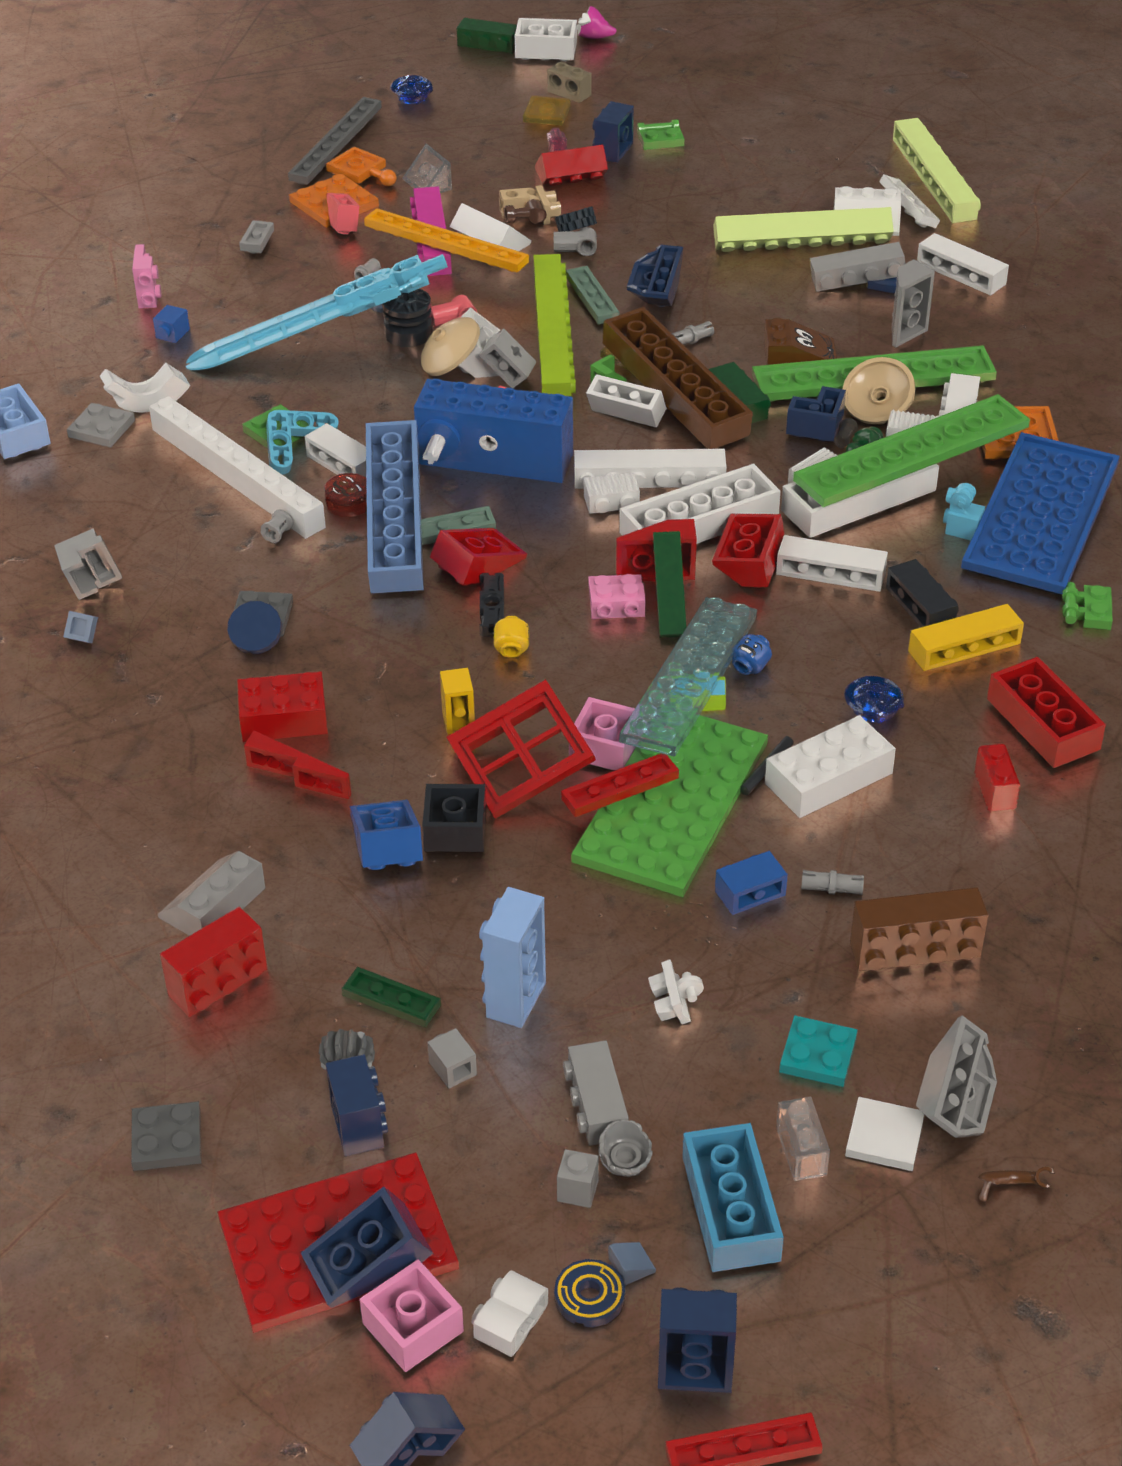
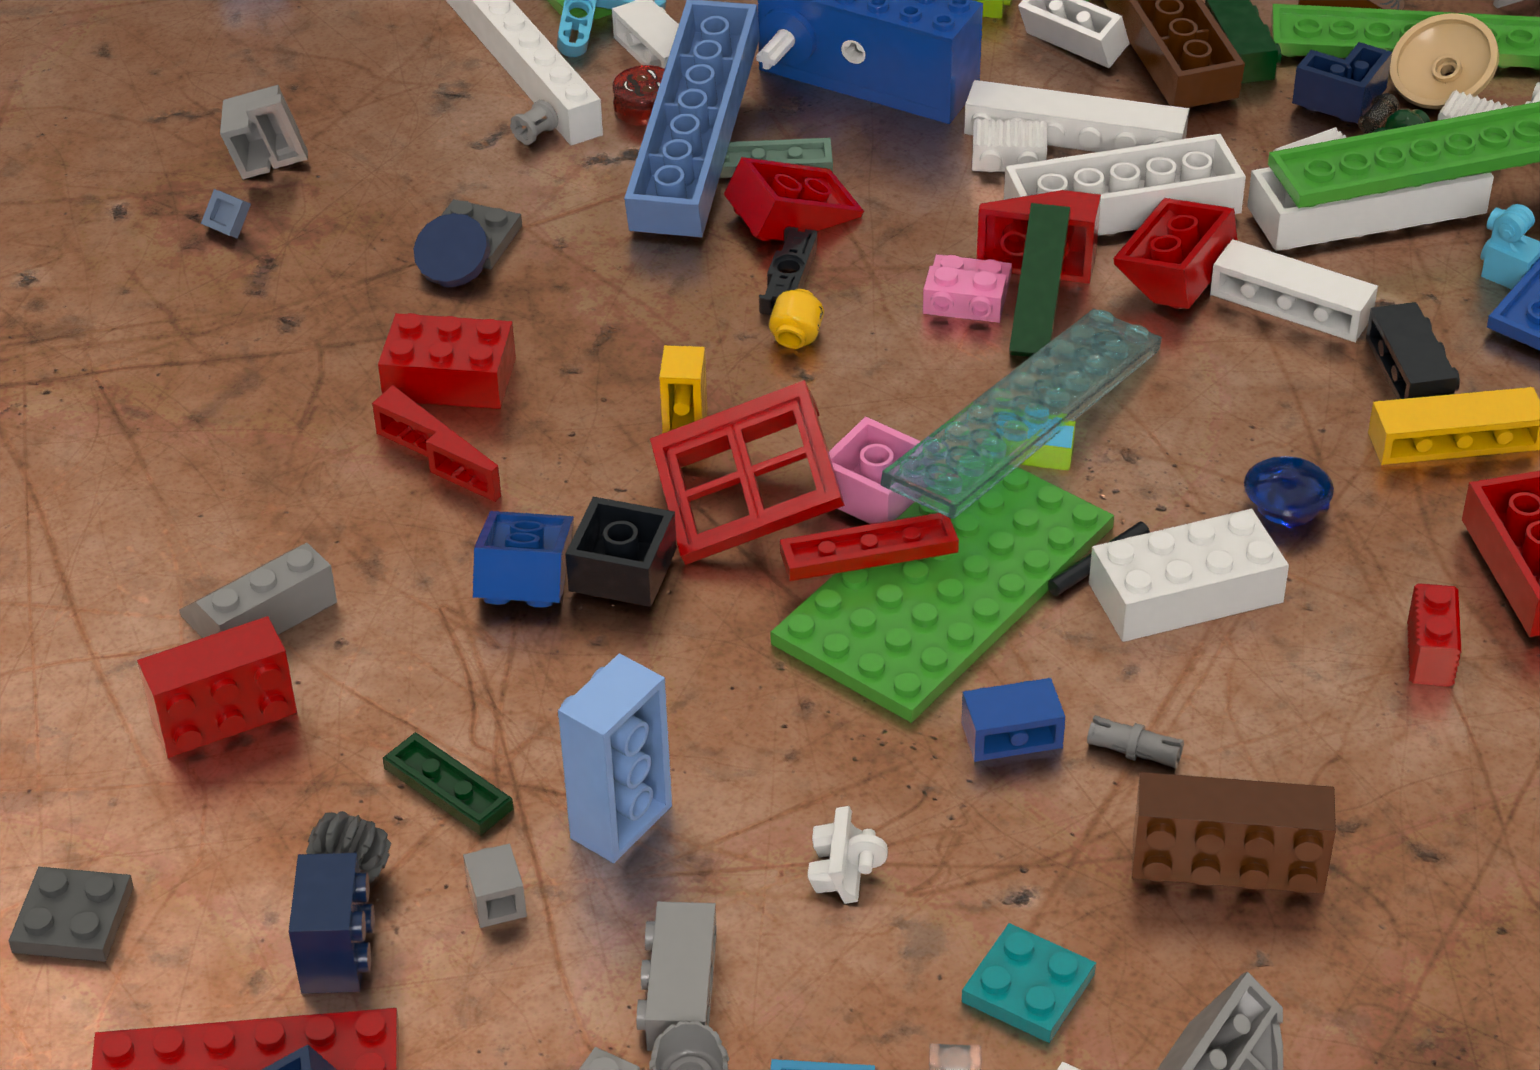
camera: 15 degrees right, 0 degrees up
(751, 654) = (1129, 398): blue head -> none

